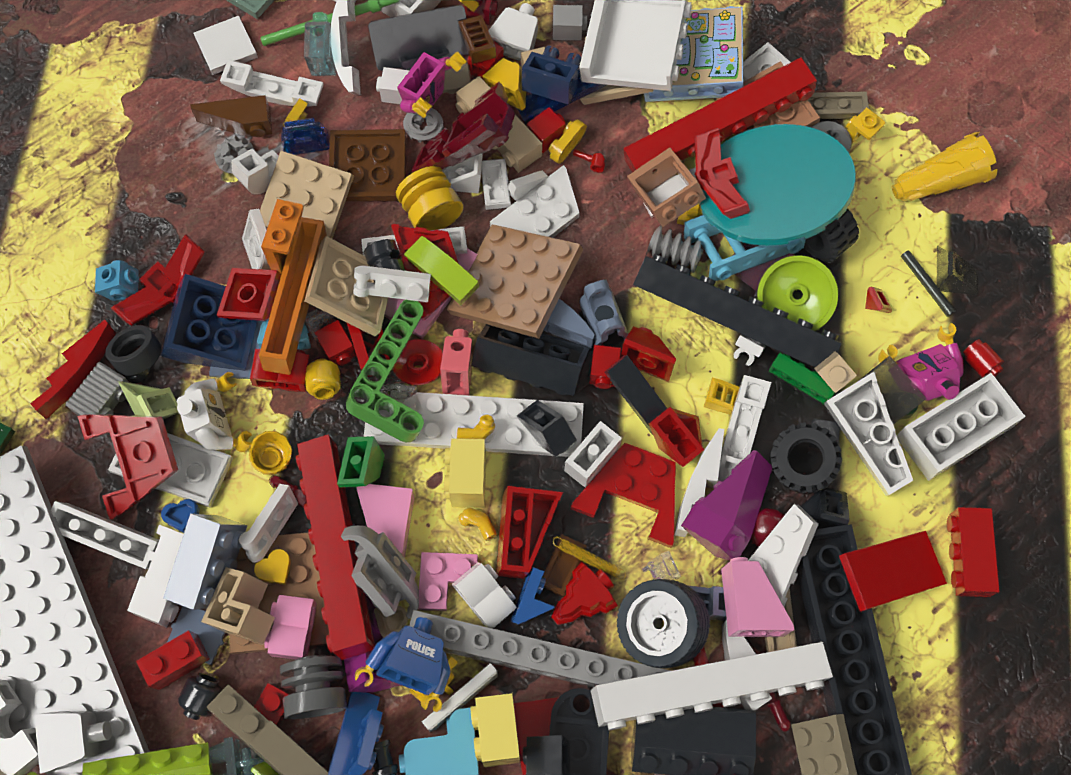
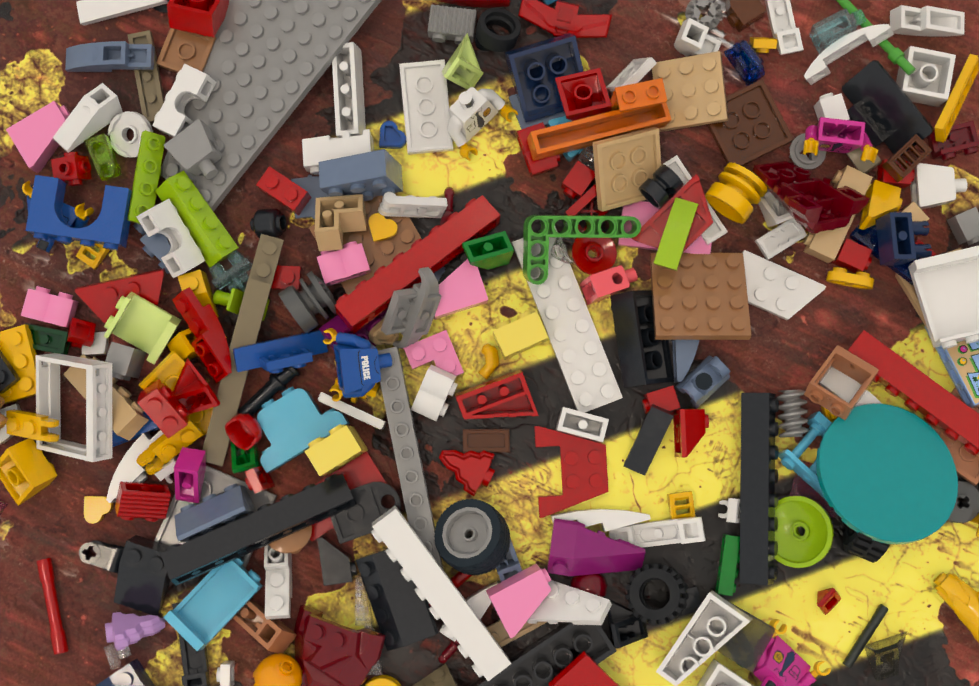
camera: 65 degrees right, 15 degrees up
(142, 454) = (421, 82): wing -> none
(270, 453) = (467, 177): yellow hair -> none
(322, 379) = (545, 186): yellow head -> none
(391, 283) = (643, 201): white plate -> none
(480, 431) = (556, 328): yellow arm -> none
(522, 185) = (787, 261): white tile -> none
(526, 605) = (443, 428): blue slope -> none
(547, 427) = (585, 379): black slope -> none
(589, 557) = (500, 455): yellow piece -> none
(597, 160) = (844, 312): red hand -> none
(663, 567) = (516, 518): clear tile -> none
(677, 435) = (630, 485): red slope -> none
(718, 175) = (870, 421): red plate -> none
(835, 372) = (739, 589): tan brick -> none

